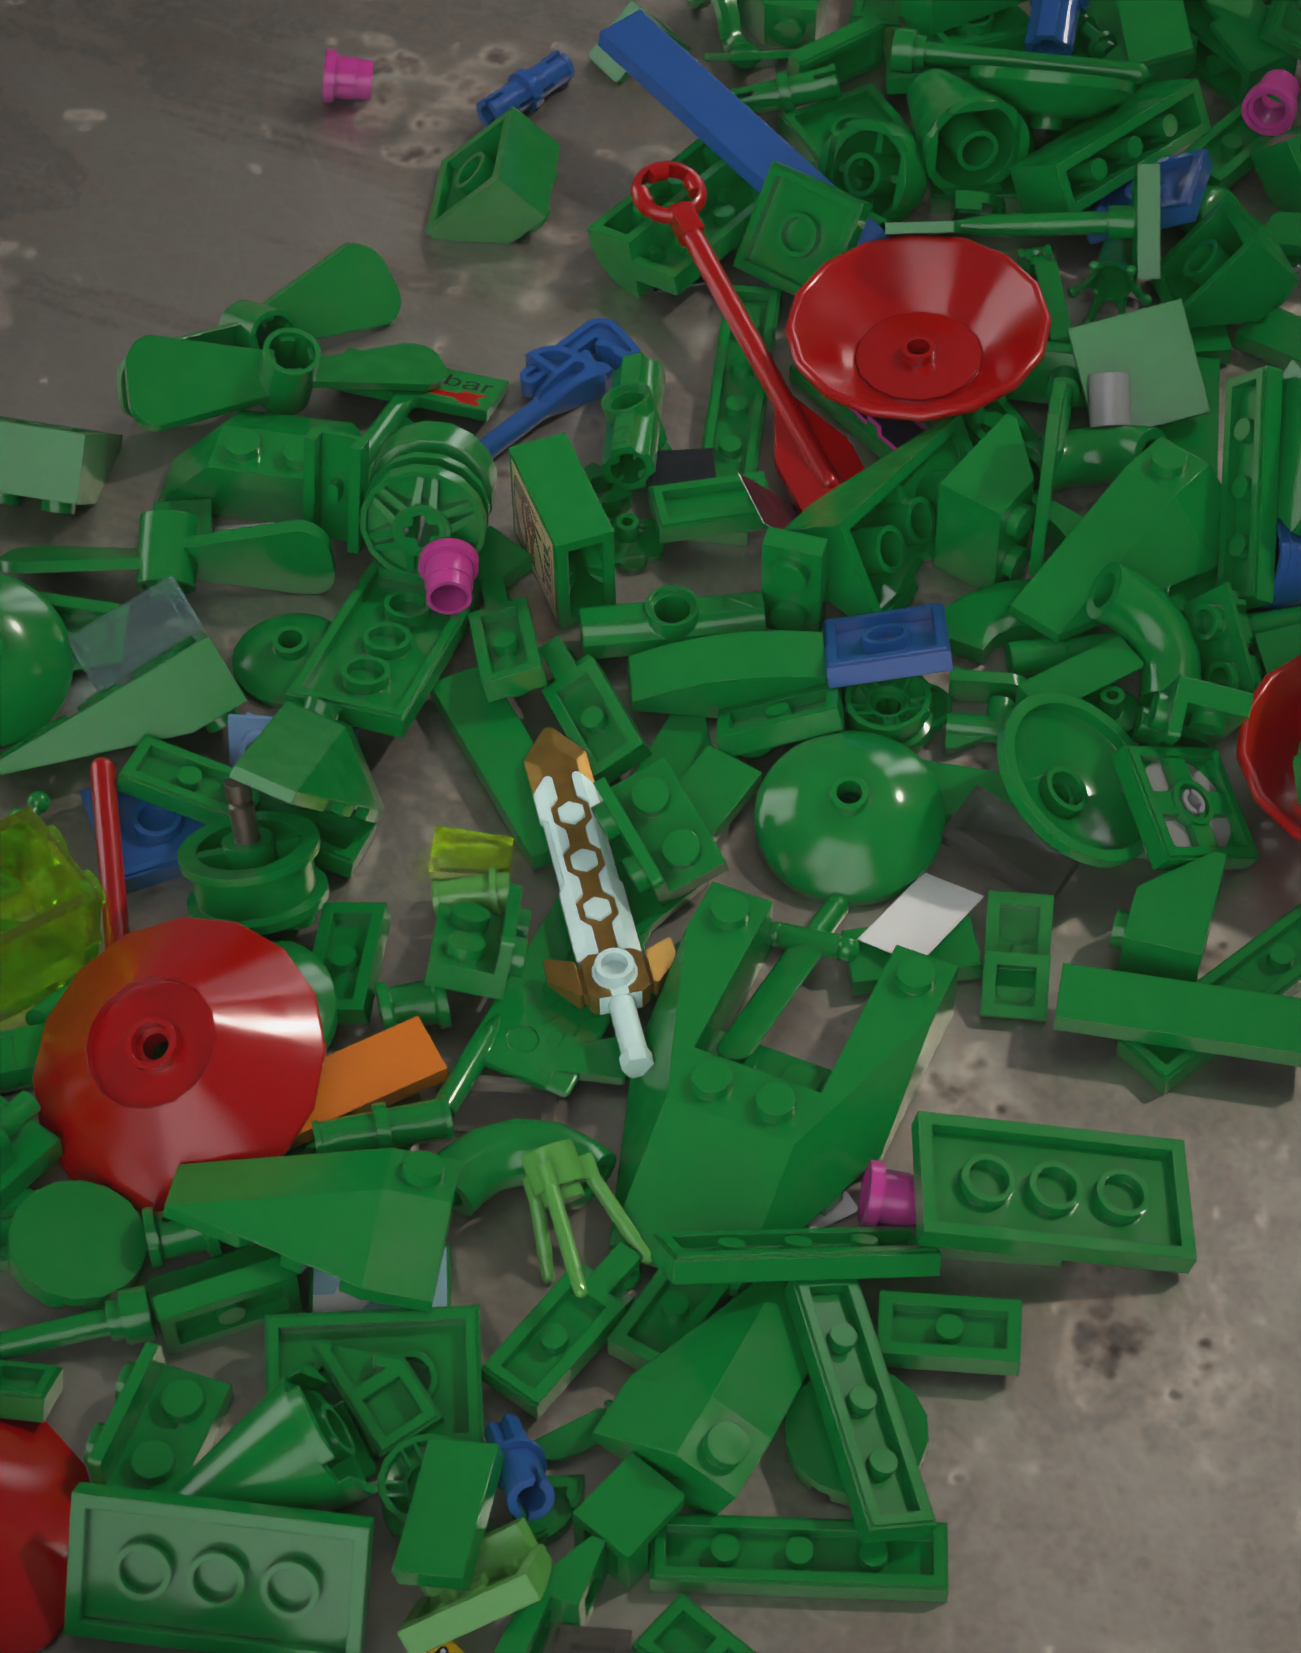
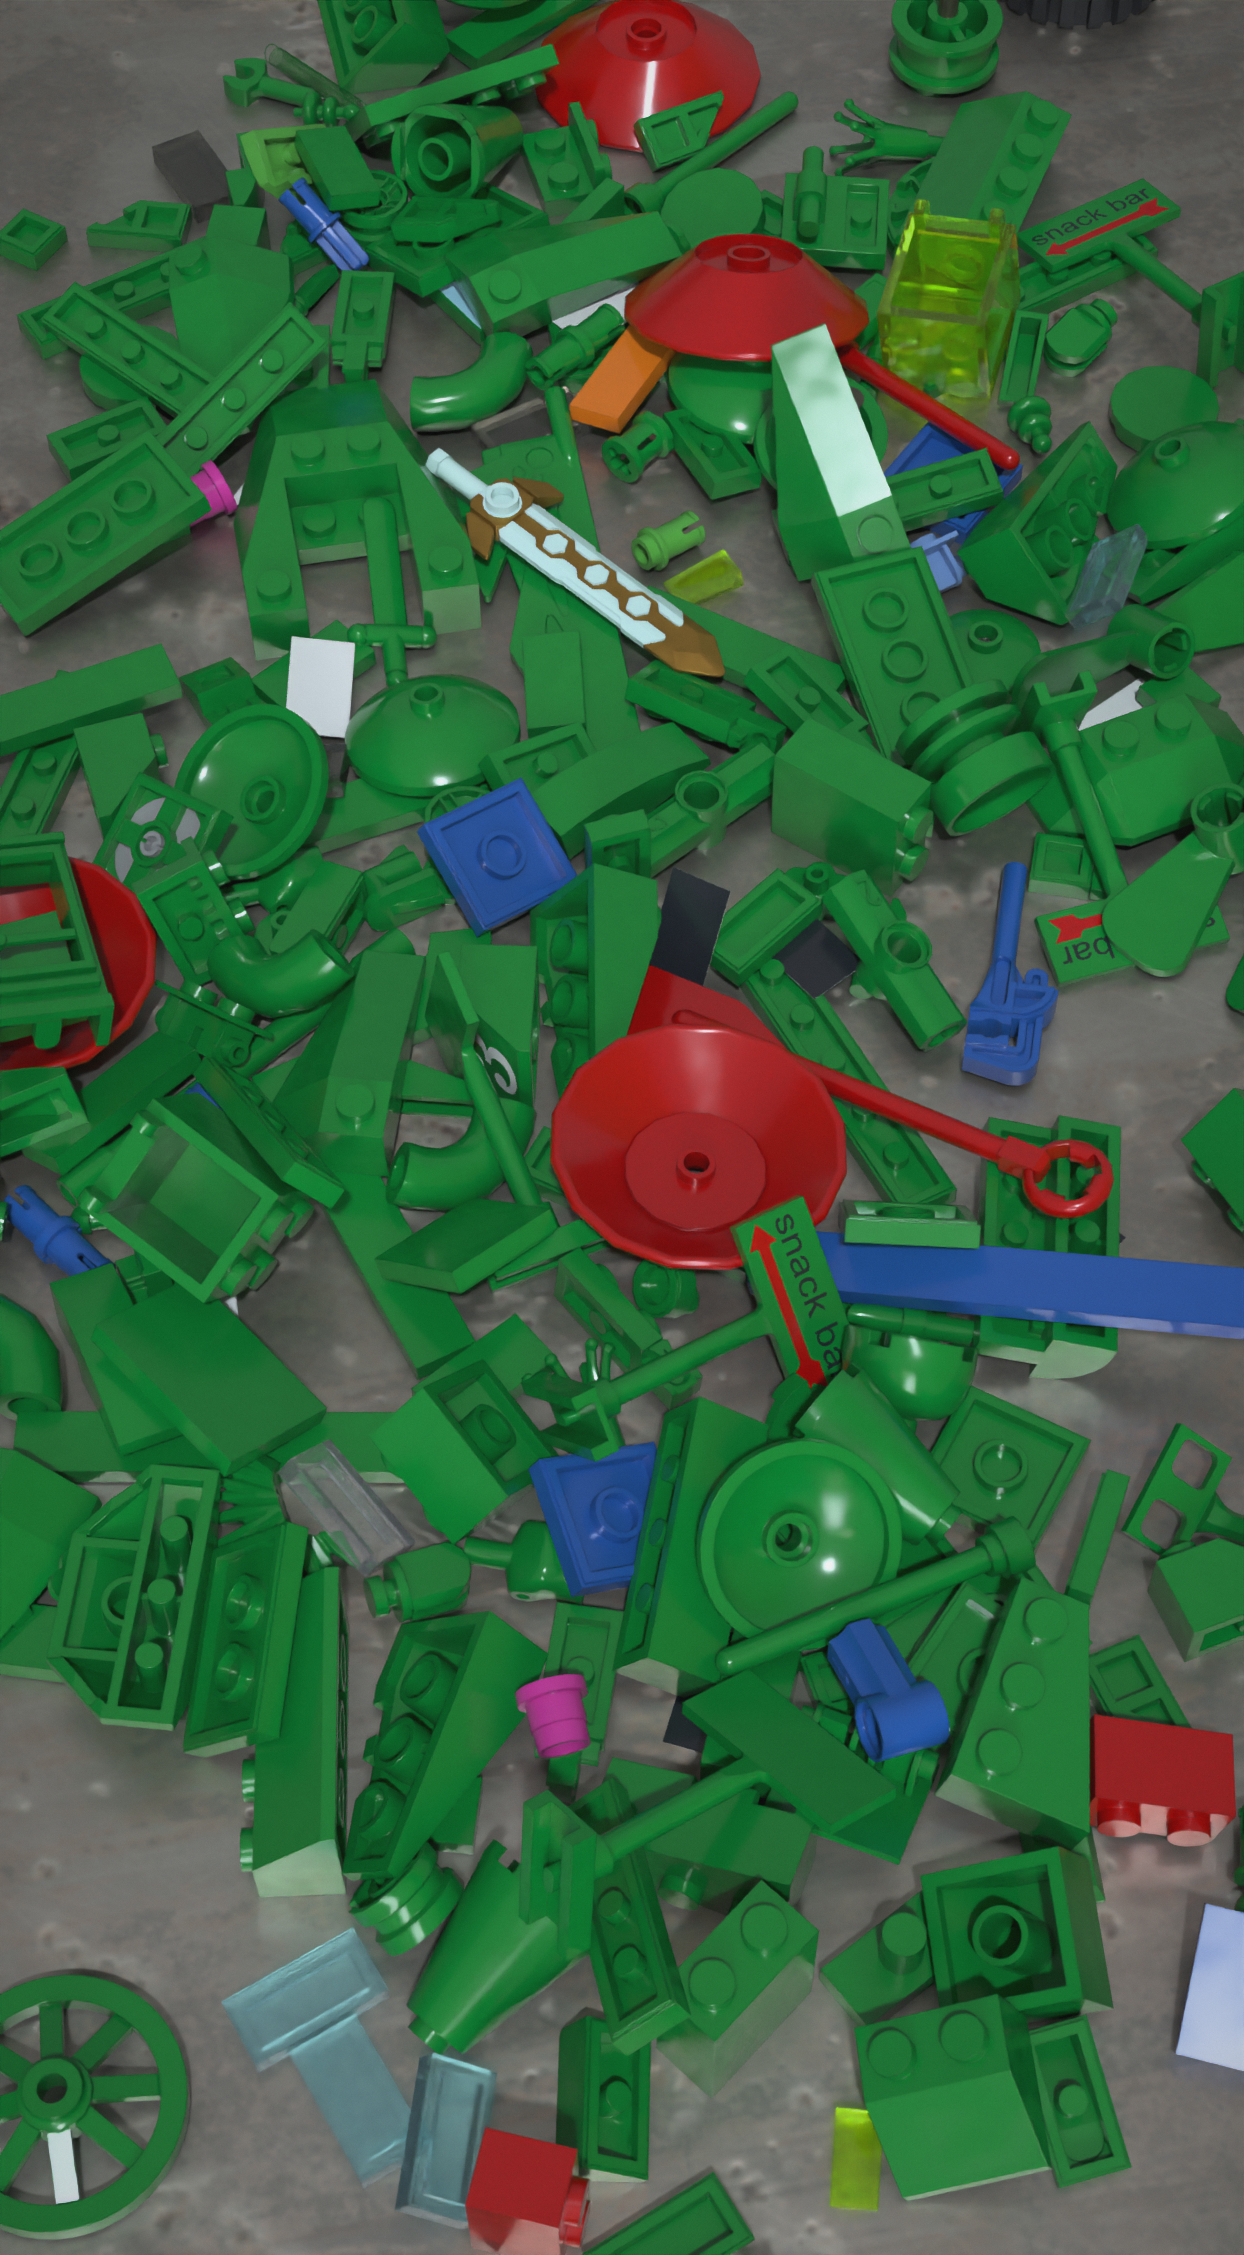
camera: 145 degrees right, 5 degrees up
(448, 574) = (893, 712): dark pink piece -> none
(479, 948) = (620, 480): green bracket -> none
(556, 1179) = (420, 353): bright green plant -> none
(660, 830) = (559, 608): green bracket -> none
(790, 91) = (1102, 1451): green pin -> none
(1109, 399) = (484, 1197): light grey hinge -> none

